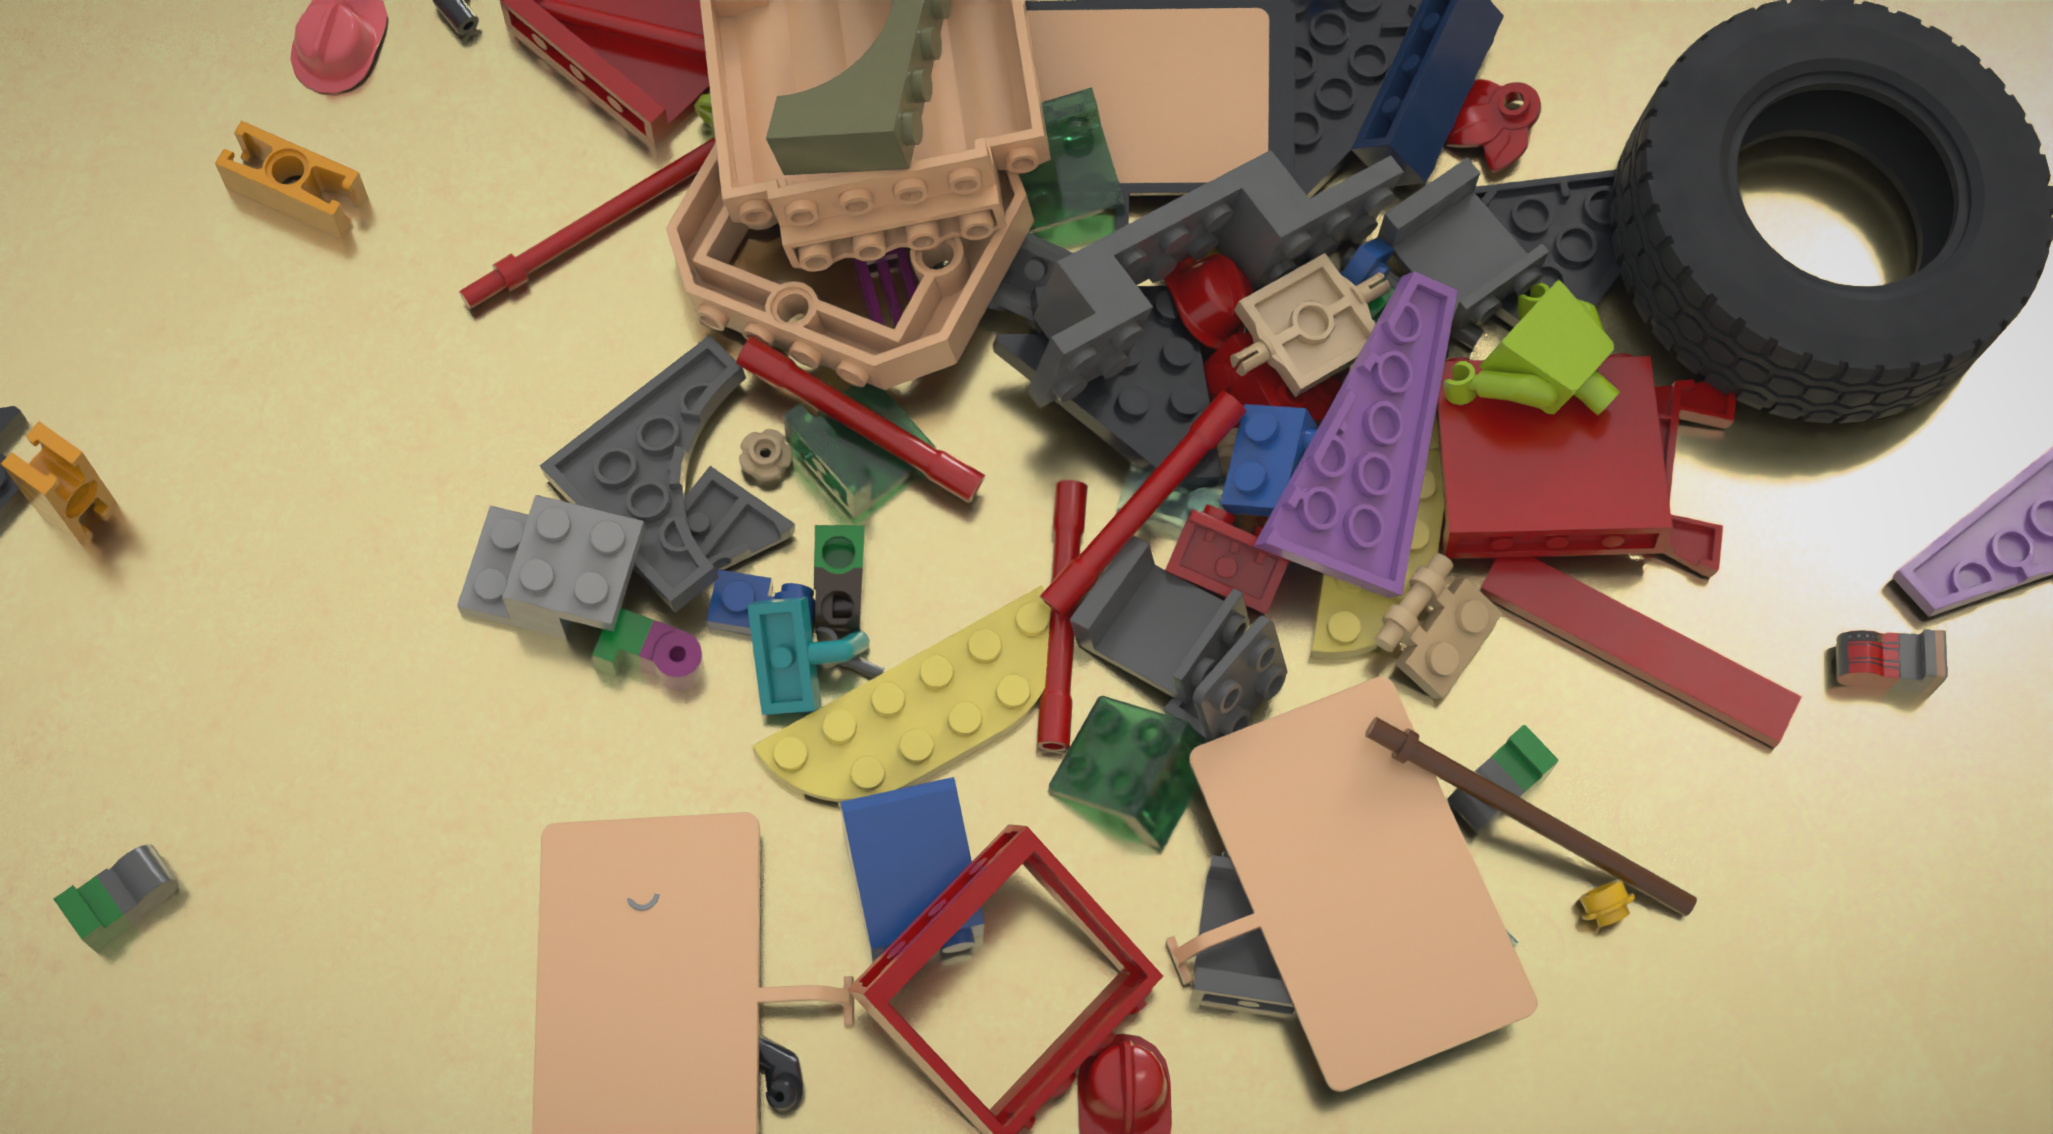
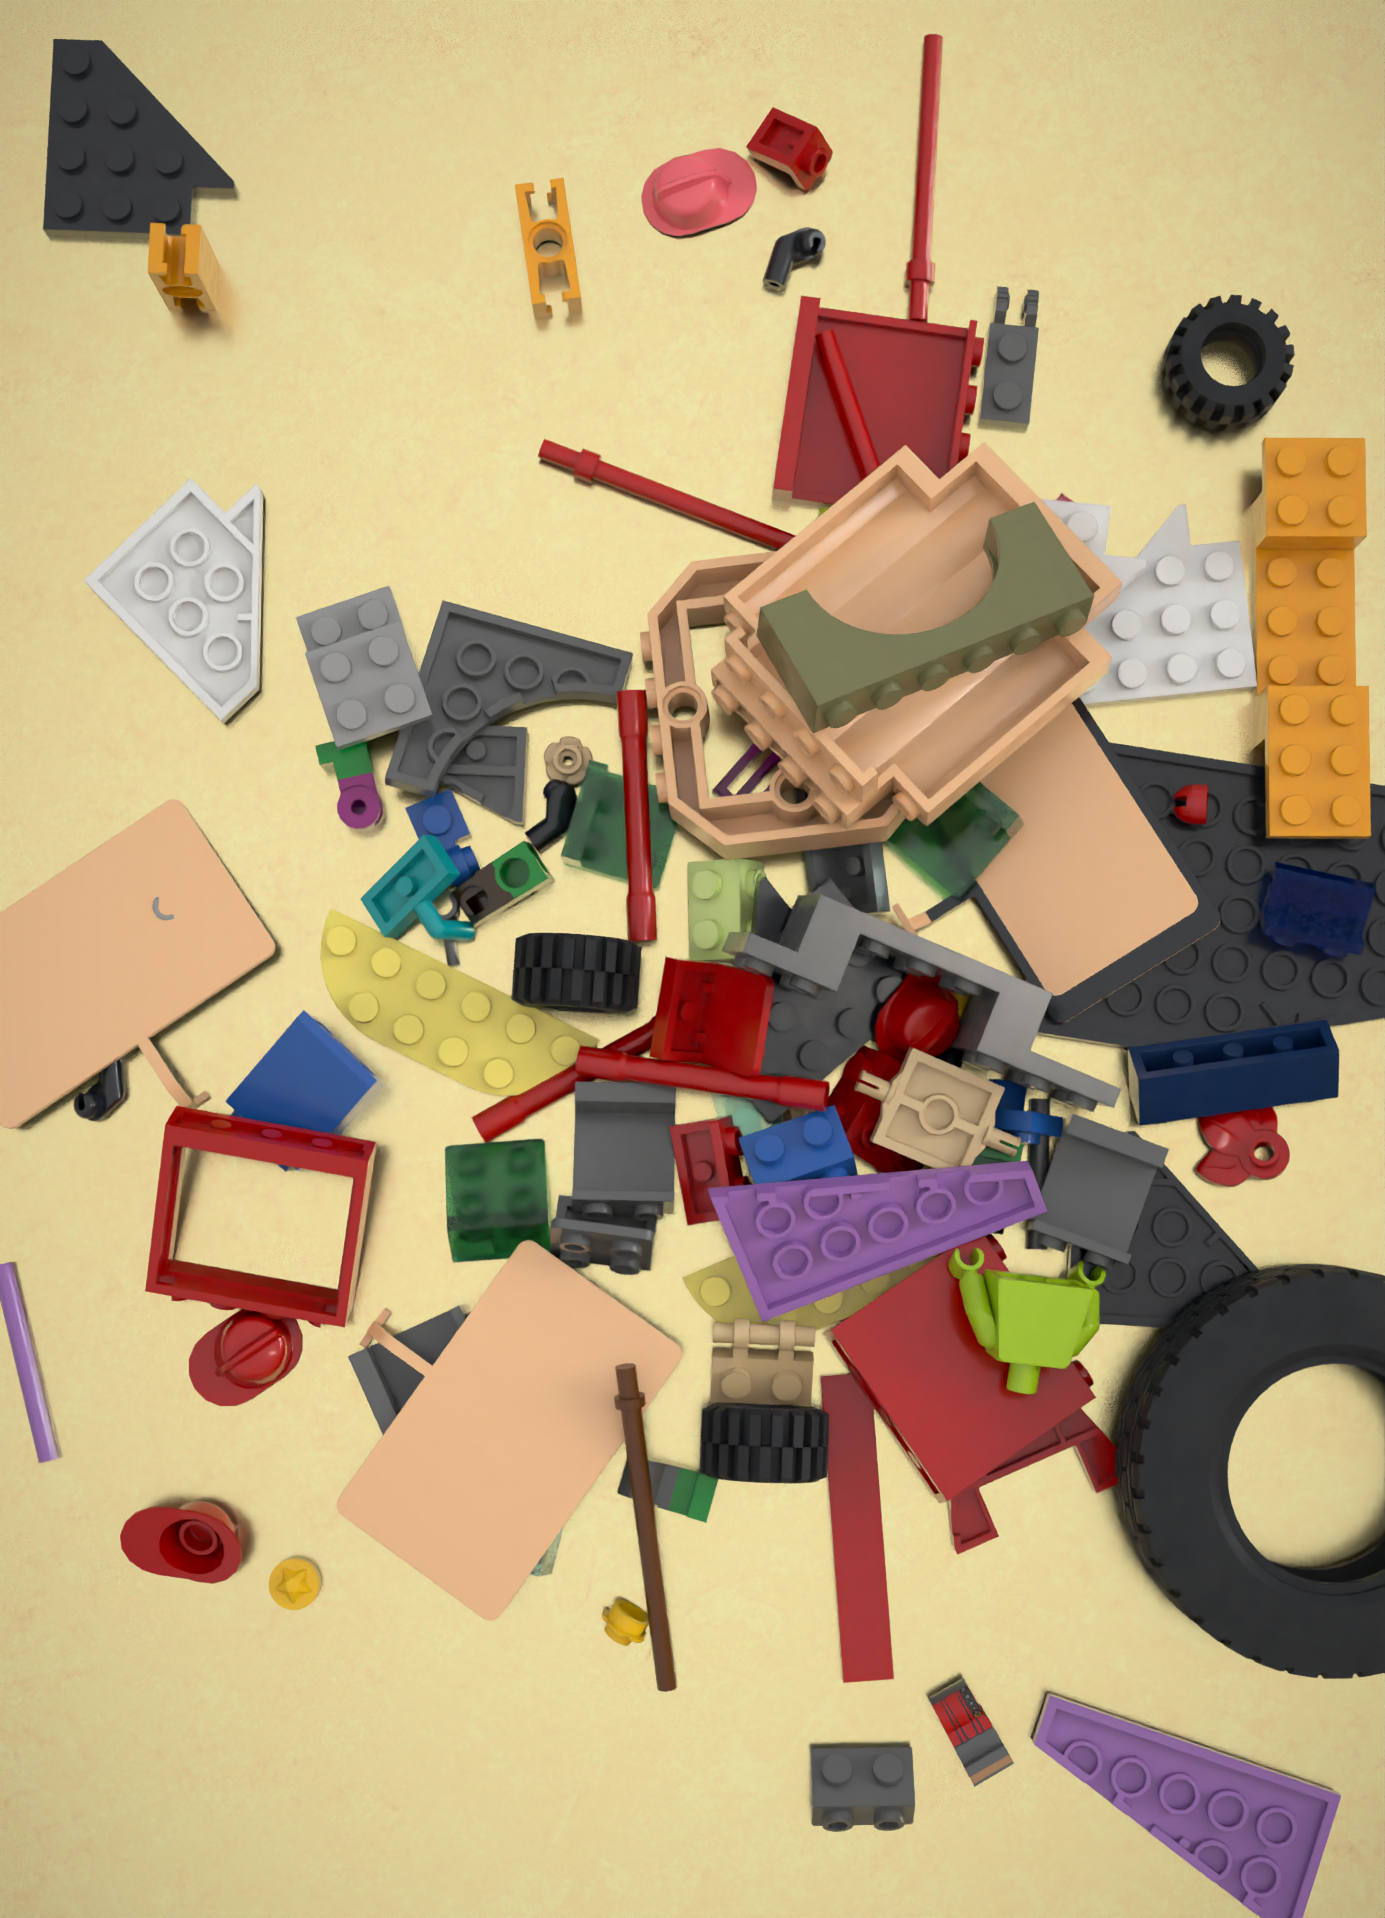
camera: 60 degrees right, 15 degrees up
(366, 683) = (194, 592): none -> white wing
(809, 490) = (559, 812): none -> black arm
(970, 551) = (576, 973): none -> black tyre
(994, 405) = (719, 904): none -> yellowish green bracket
(1095, 454) = (712, 1015): none -> red bracket
(1517, 658) = (764, 1443): none -> black tyre
(1889, 786) = (862, 1787): none -> dark grey bracket

